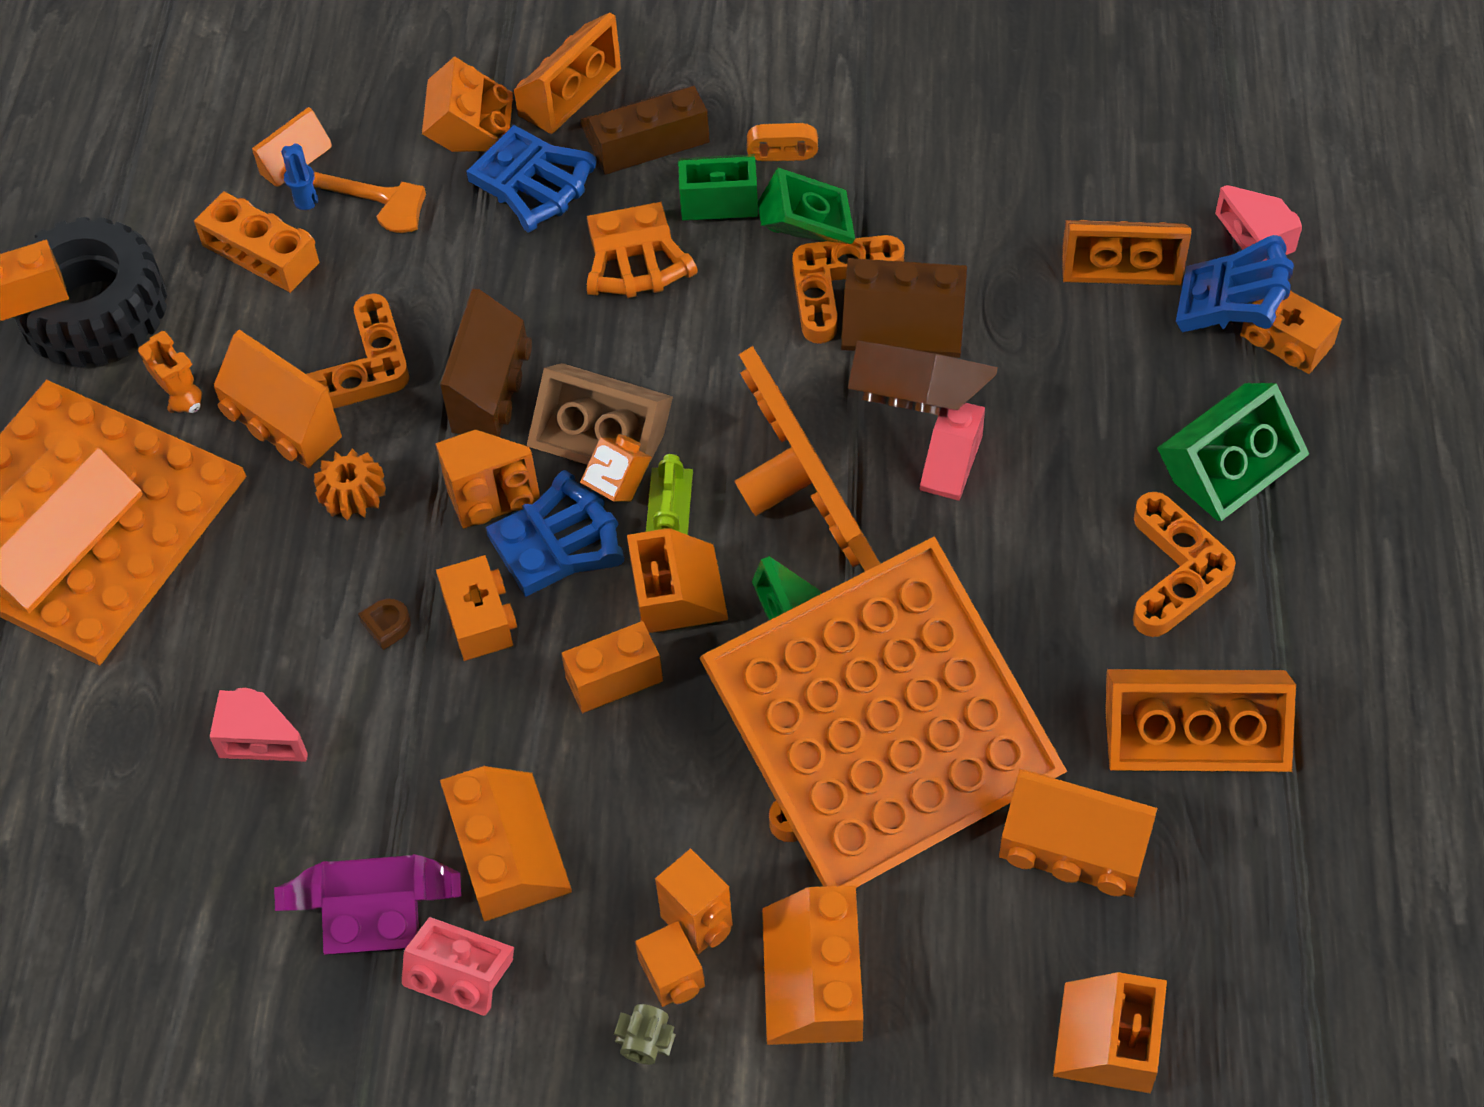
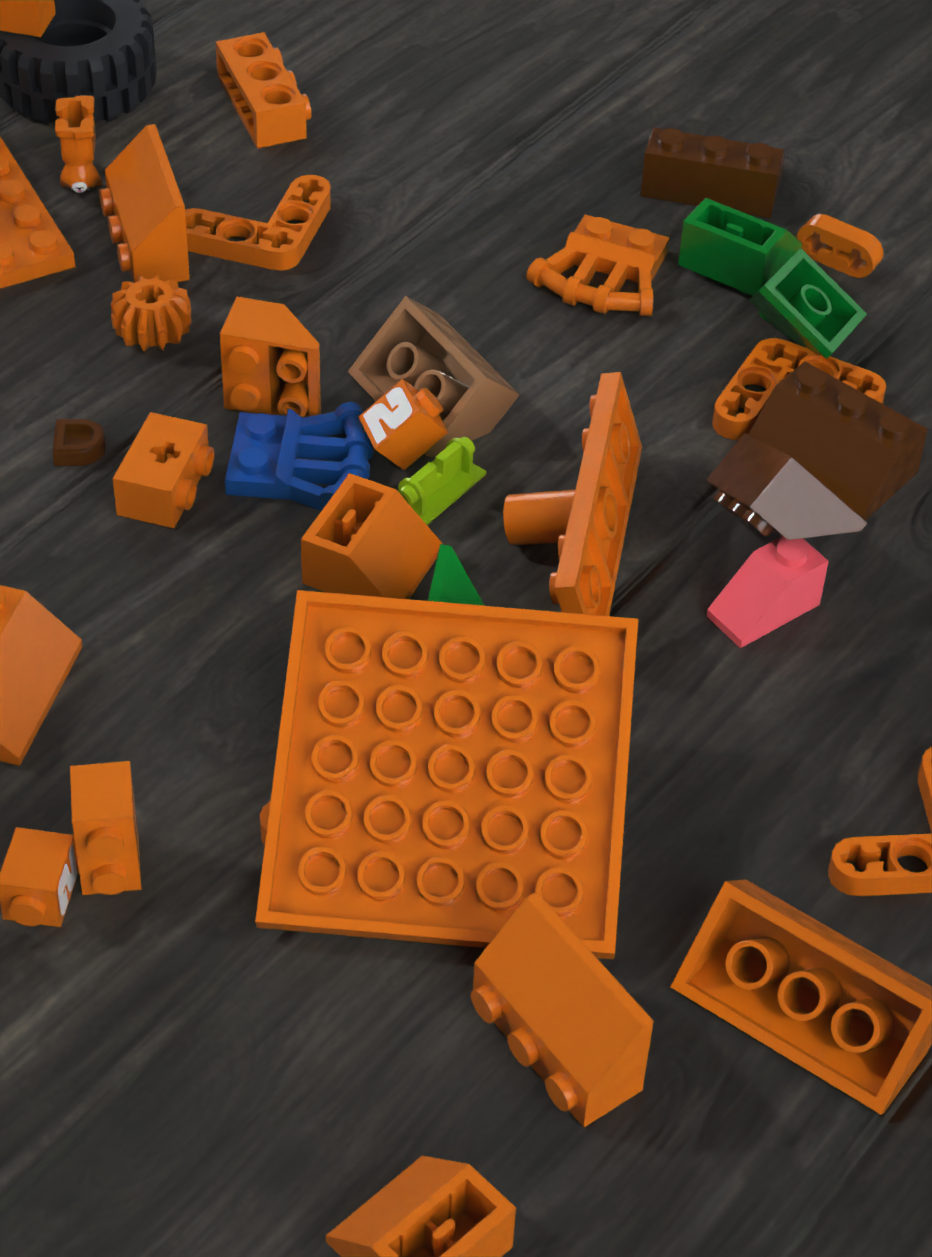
camera: 30 degrees right, 10 degrees down
(299, 177) = (341, 53): blue axle -> none
(302, 130) = (364, 35): orange slope -> none
(401, 202) = (420, 127): orange piece -> none
(465, 108) = (552, 79): orange slope -> none
(484, 366) = (359, 274): reddish brown slope -> none
(513, 163) = (560, 139): blue plate -> none
(570, 75) = (676, 92): orange slope -> none
(612, 666) = (237, 588): orange brick -> none
(813, 967) = (179, 975): orange slope -> none

